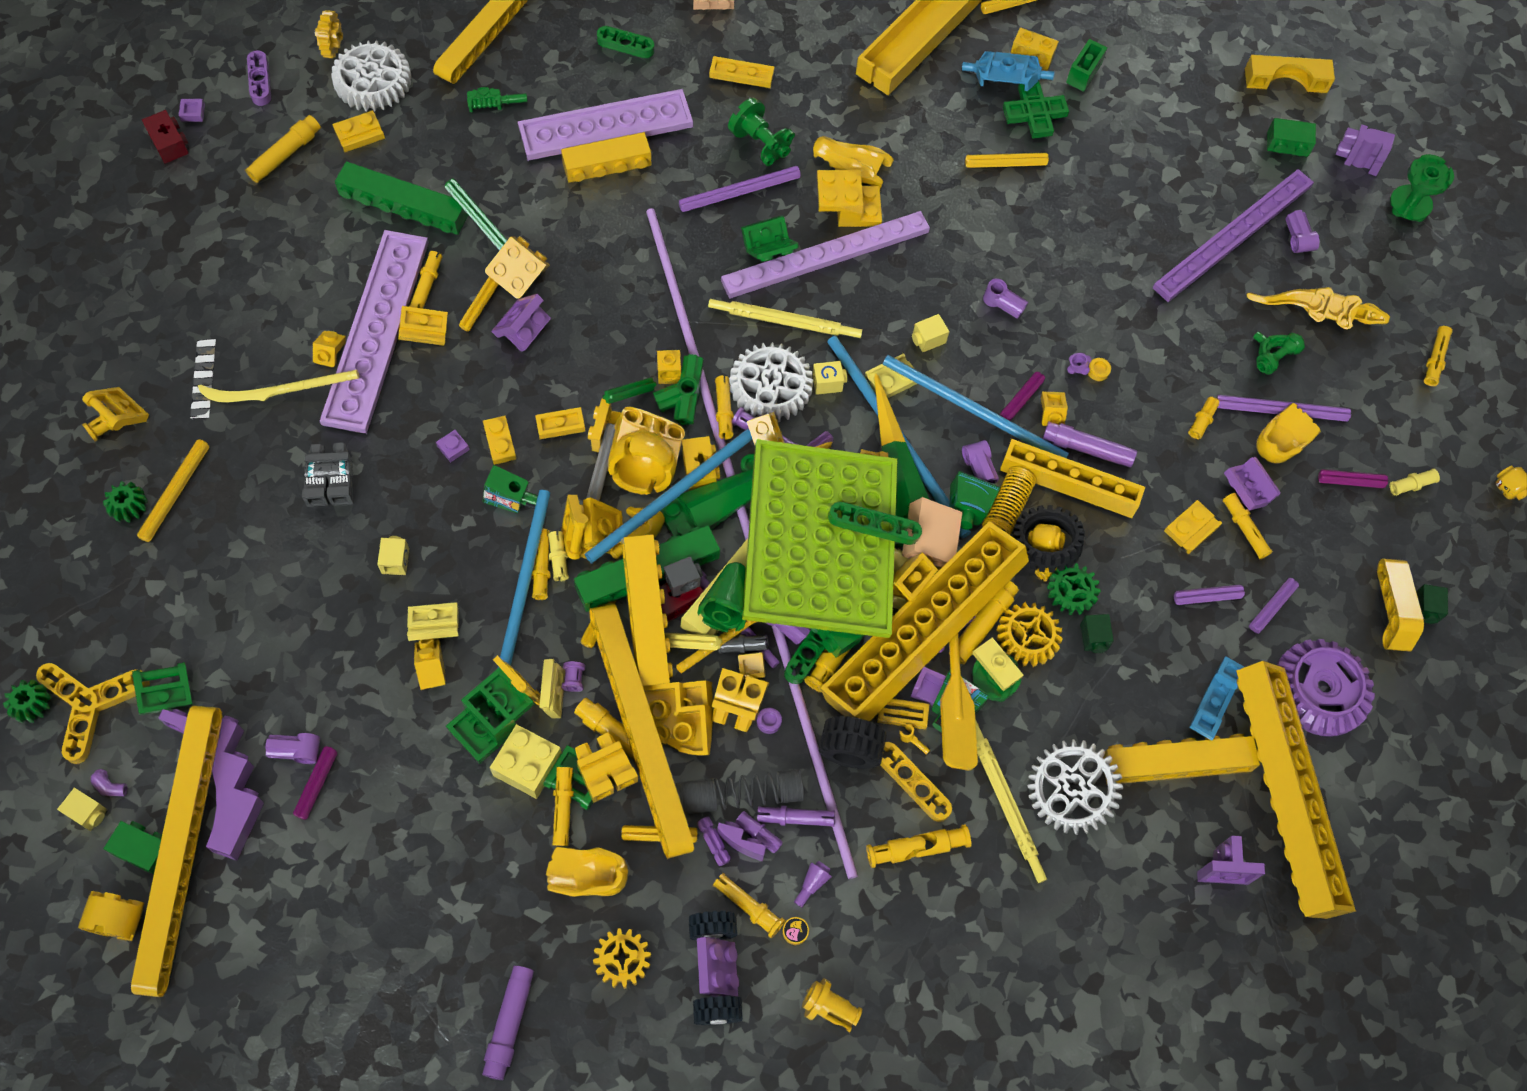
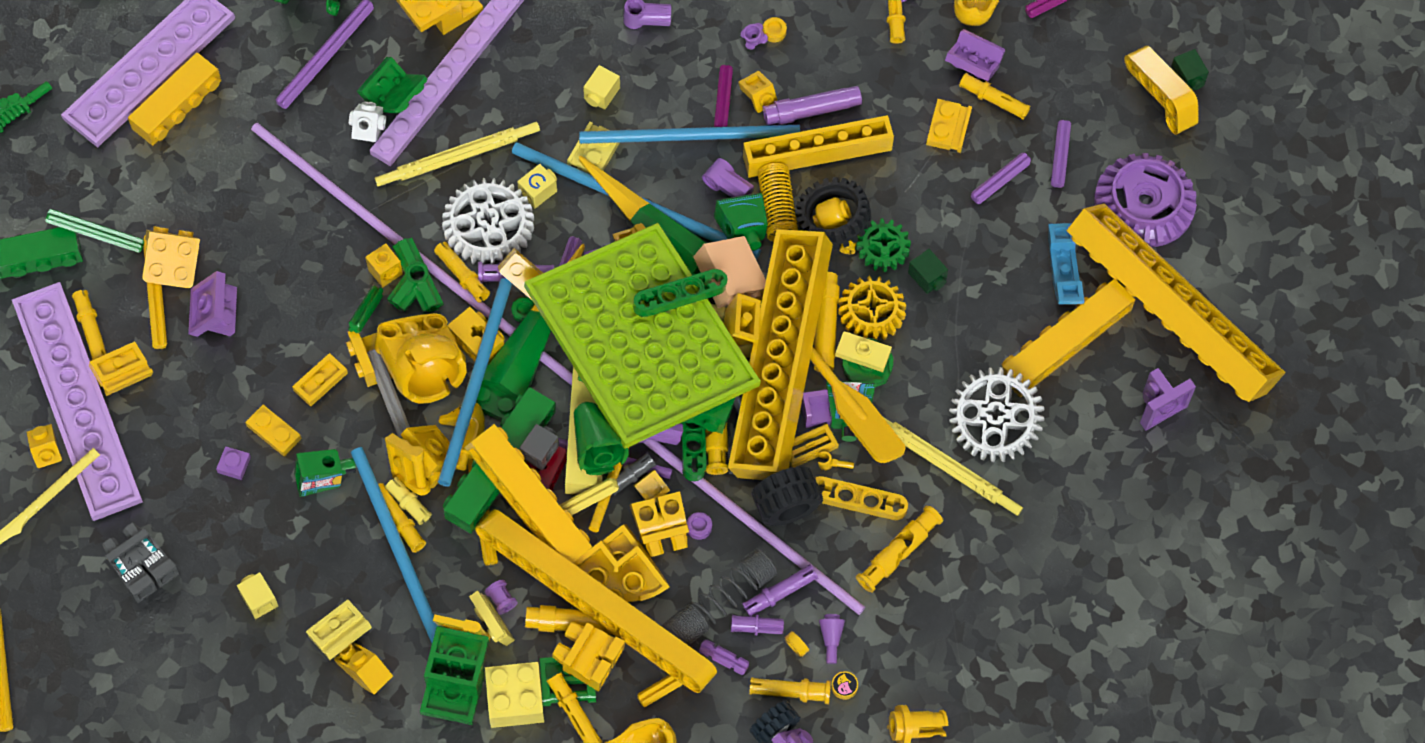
camera: 30 degrees left, 0 degrees up
(732, 254) = (367, 121): none -> white brick
(733, 836) = (739, 642): medium lavender slope -> none
(778, 869) = (796, 644): none -> yellow tile

